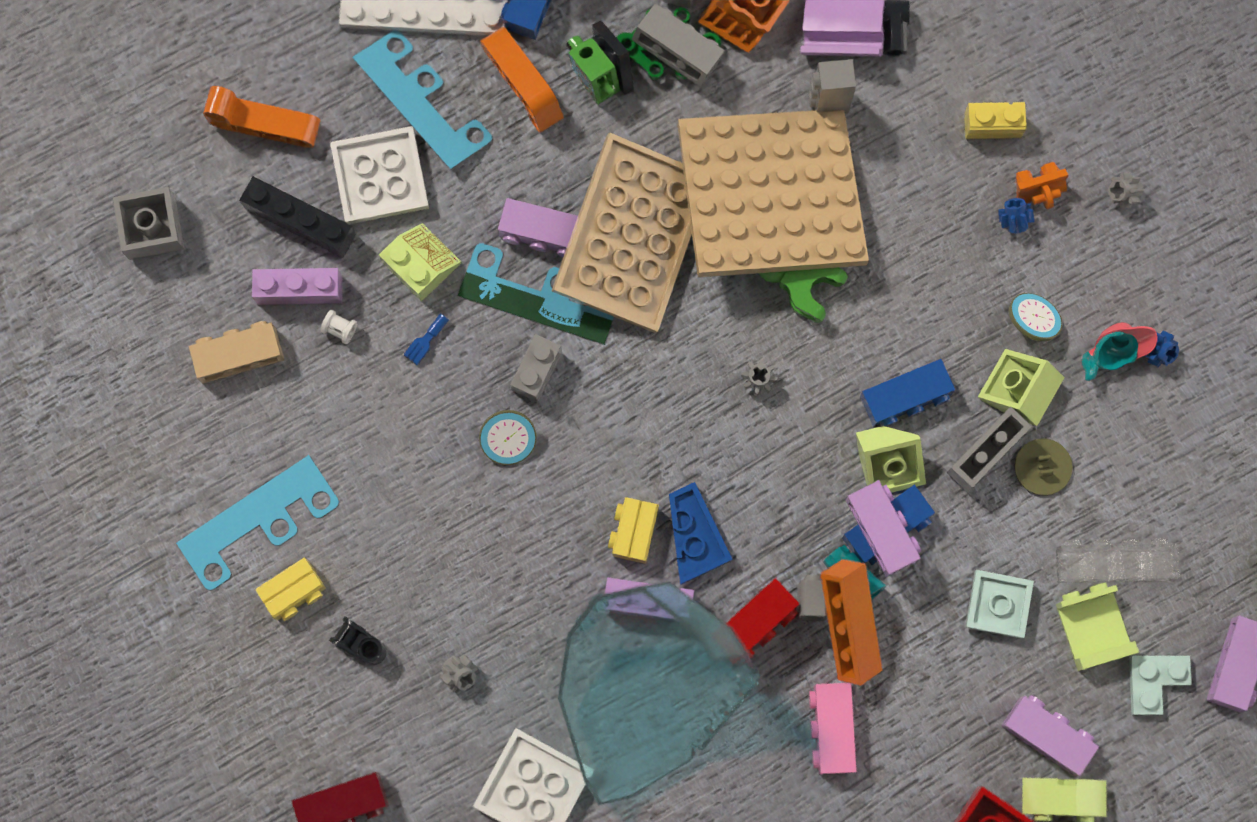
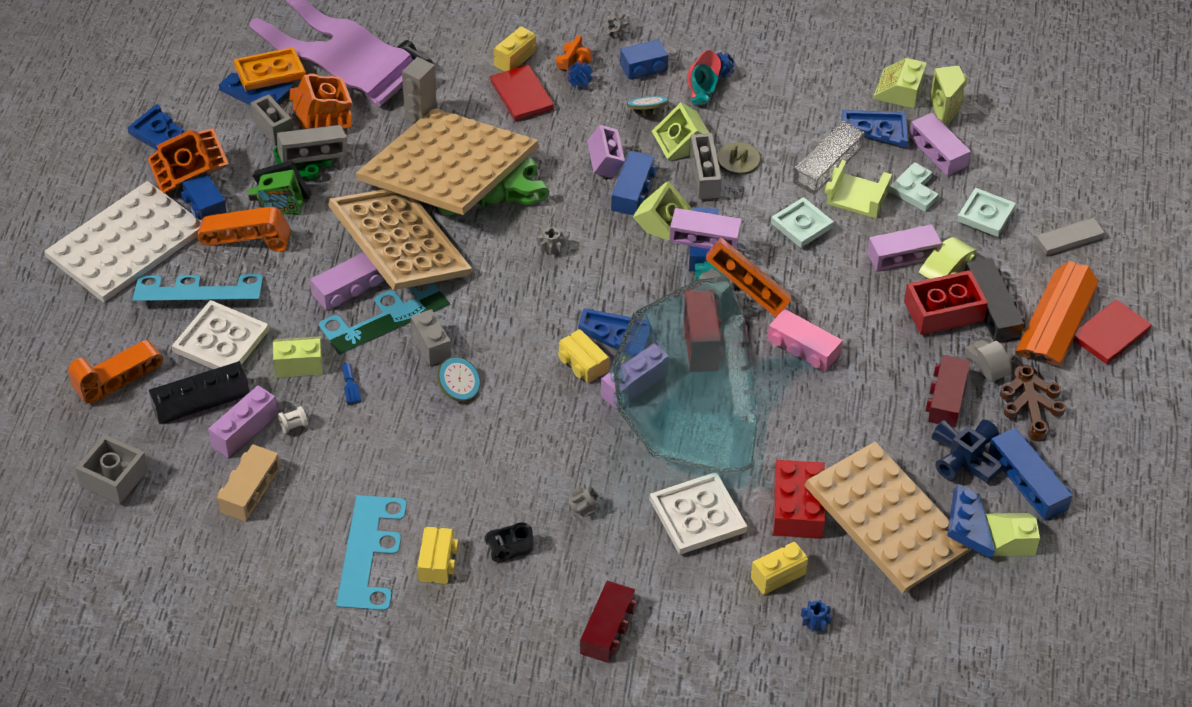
camera: 55 degrees left, 30 degrees down
(923, 333) = (605, 151): none -> lavender brick
(945, 175) = (521, 92): none -> red tile
(1099, 261) = (644, 59): none -> blue brick
(1178, 784) = (986, 212): none -> light aqua plate
(1213, 576) = (879, 125): none -> blue wing

